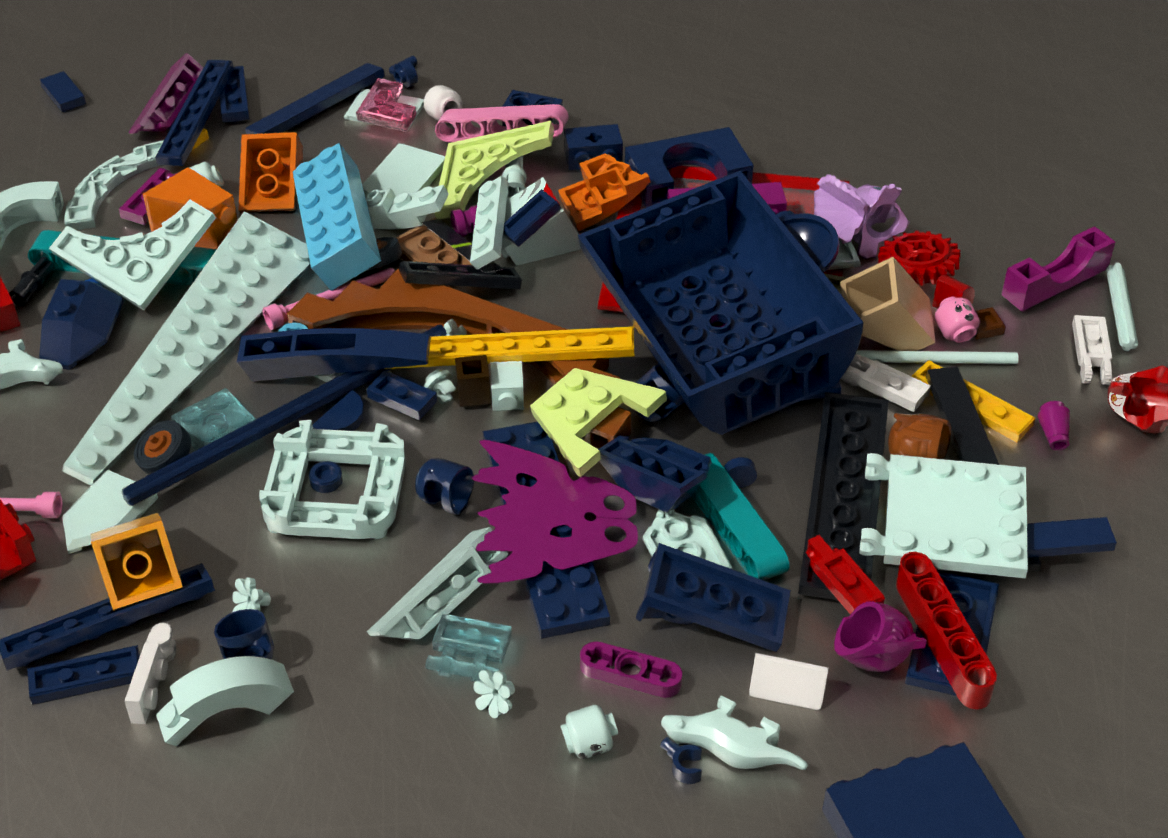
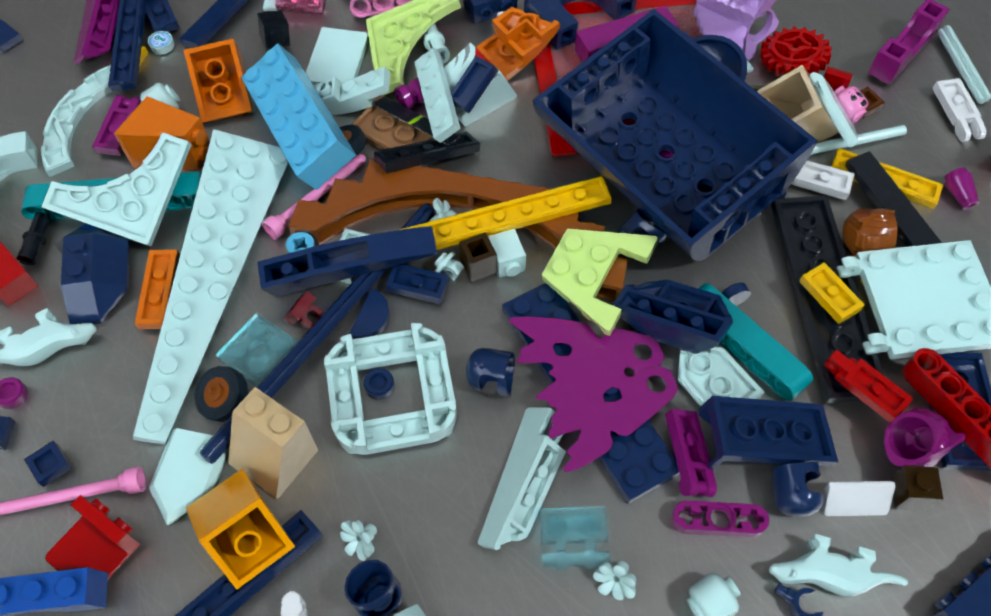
camera: 15 degrees left, 15 degrees up
(132, 346) = (156, 288): none -> orange plate
(193, 494) = (269, 442): none -> tan slope
(225, 129) = (161, 42): none -> tile
(272, 392) = (300, 310): none -> dark red tile
(346, 132) = (273, 28): none -> black brick
(622, 601) = (690, 453): none -> magenta plate
(715, 662) = (790, 489): none -> dark blue helmet
(843, 486) = (831, 293): none -> yellow plate
(856, 685) = (917, 488): none -> dark brown brick
(927, 314) = (835, 109): none -> light aqua tile

